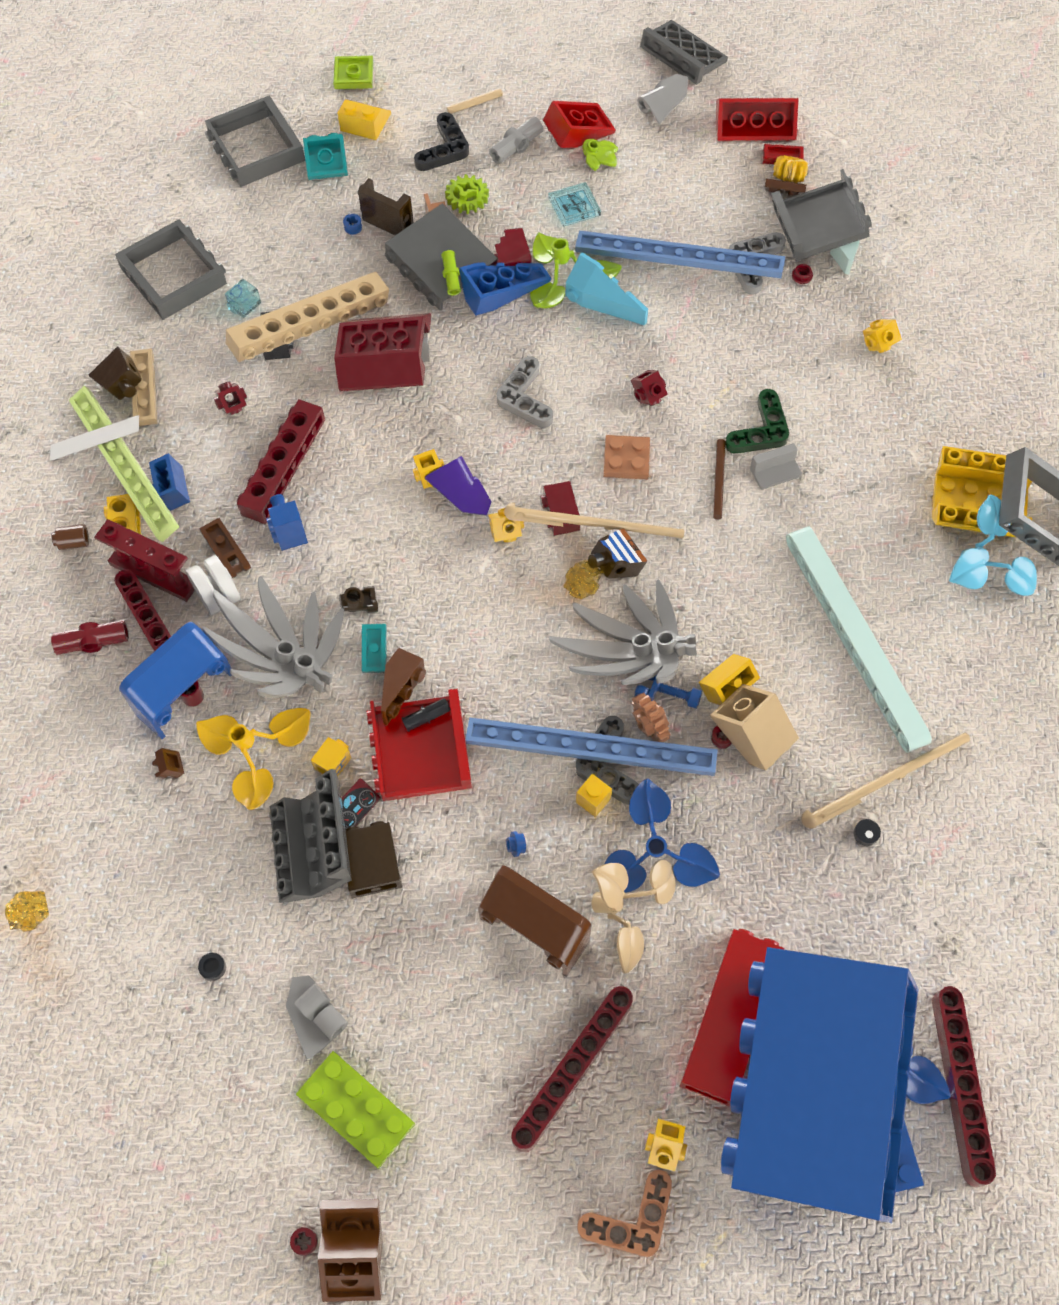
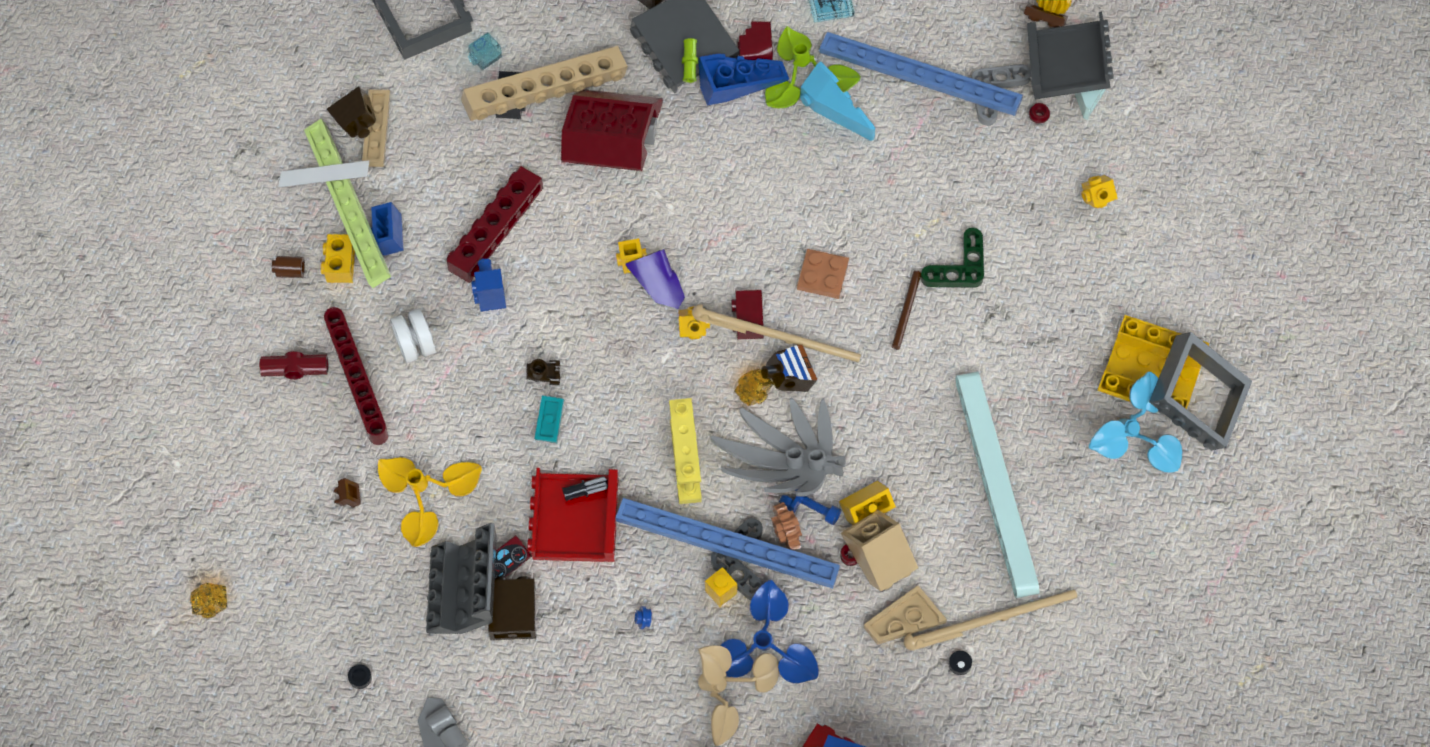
camera: 10 degrees right, 0 degrees up
(147, 559) = (356, 302): dark red fence -> none
(170, 673) = (363, 413): blue windscreen -> none
(224, 547) = (428, 300): reddish brown plate -> none
(237, 402) = (459, 160): dark red brick -> none
(289, 663) = (471, 419): light grey plant -> none
(331, 756) = (494, 511): yellow brick -> none
(400, 678) = (568, 451): reddish brown slope -> none
(518, 397) = (730, 194): light grey beam -> none
(526, 656) = (685, 451): none -> light yellow fence
(536, 917) = (647, 682): reddish brown windscreen -> none
(649, 387) = (858, 208): dark red brick -> none
(775, 466) = (963, 307): light grey panel -> none
(797, 792) = (906, 615): none -> tan wing

